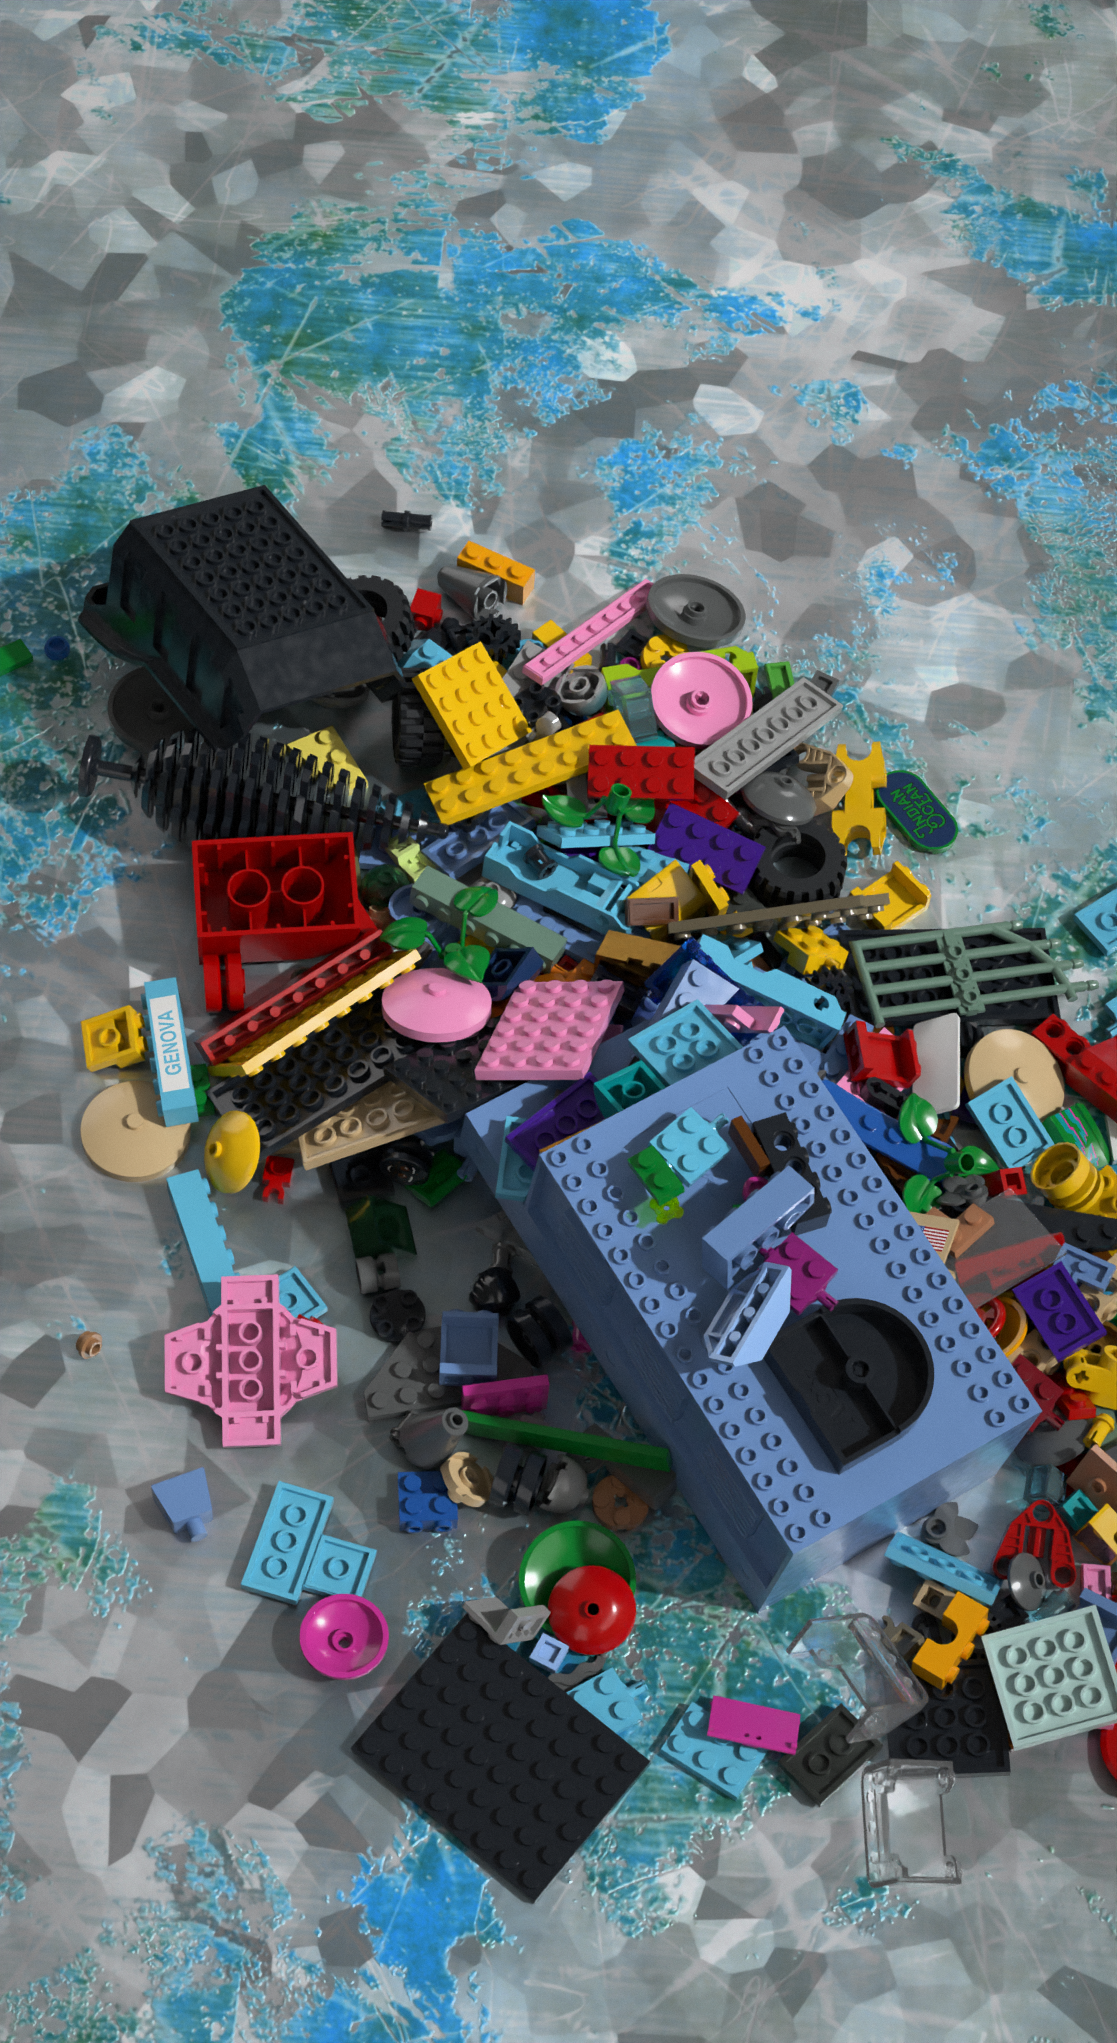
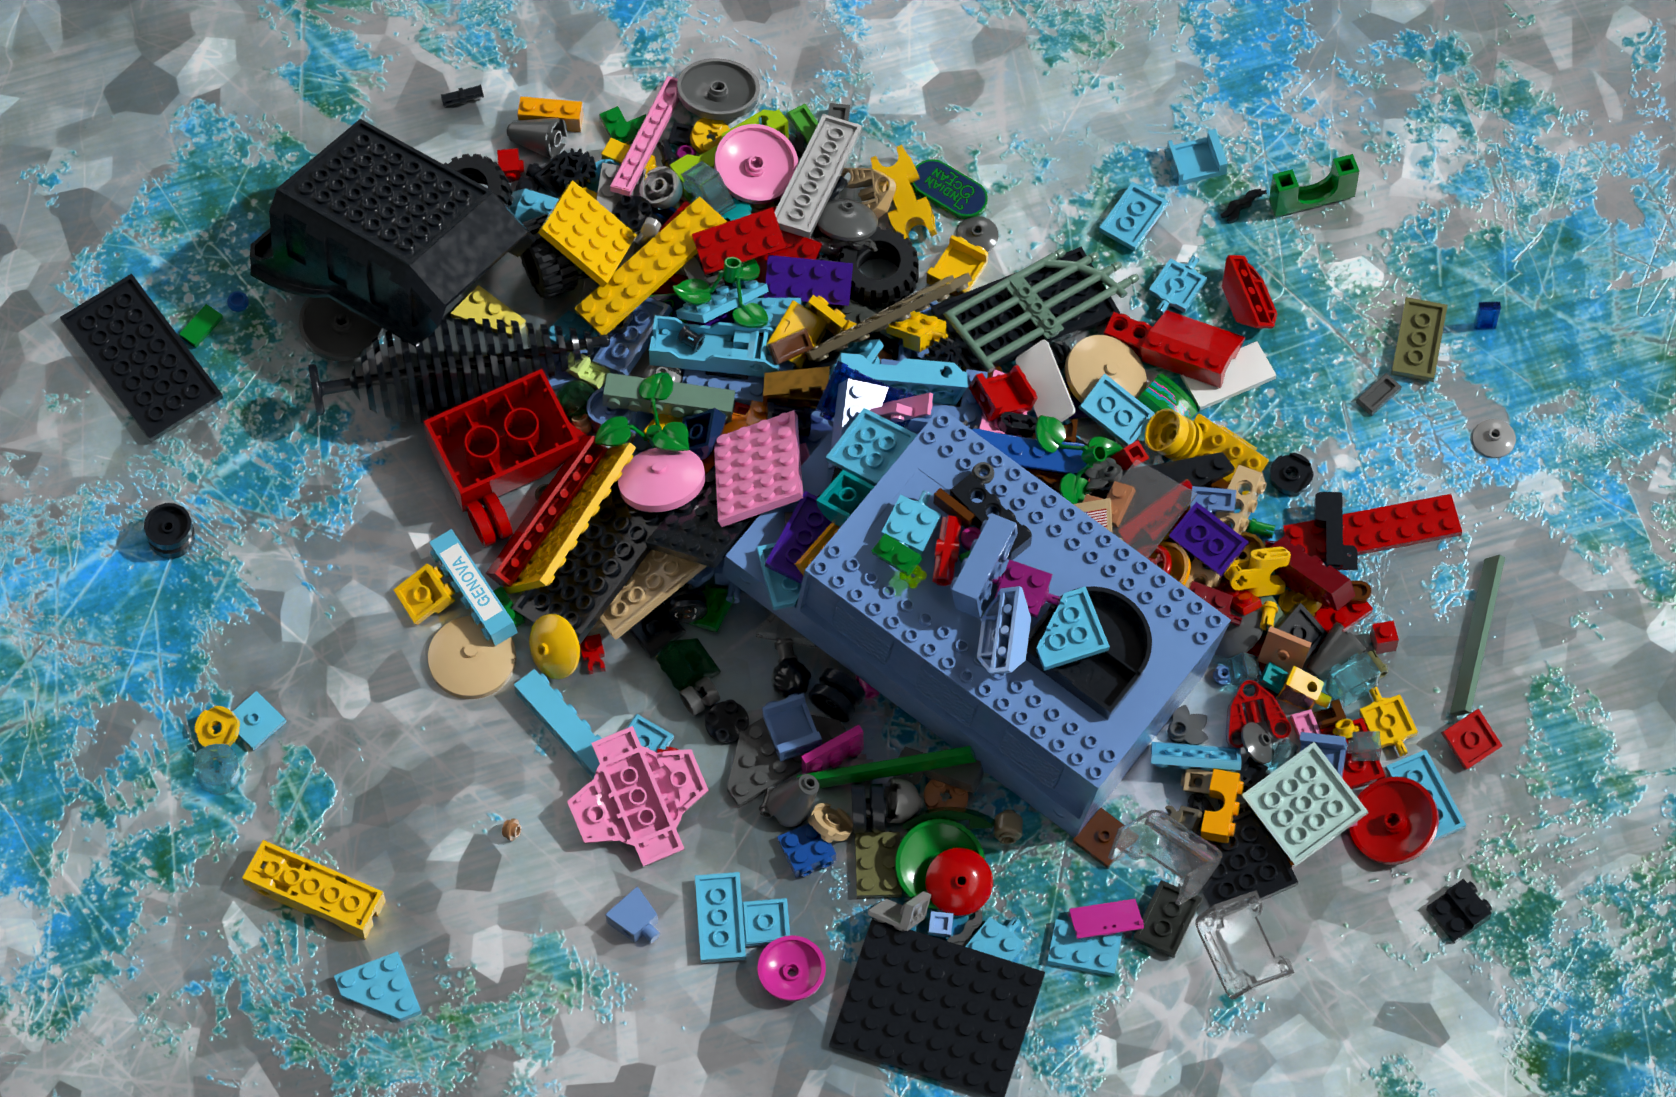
camera: 15 degrees left, 5 degrees up
(500, 1552) = (877, 865): none -> olive plate
(565, 611) = (618, 127): none -> green plate
(643, 1541) = (976, 819): none -> dark green slope
(679, 1567) = (1008, 827): none -> dark tan head
(720, 1193) = (947, 550): none -> red piece
(784, 1620) = (1098, 836): none -> reddish brown plate
(807, 1113) = (983, 467): none -> dark grey plate
(834, 1348) = (1072, 632): none -> medium azure plate
(937, 880) = (986, 238): none -> dark grey dish
(1011, 1486) = (1219, 678): none -> medium blue plate

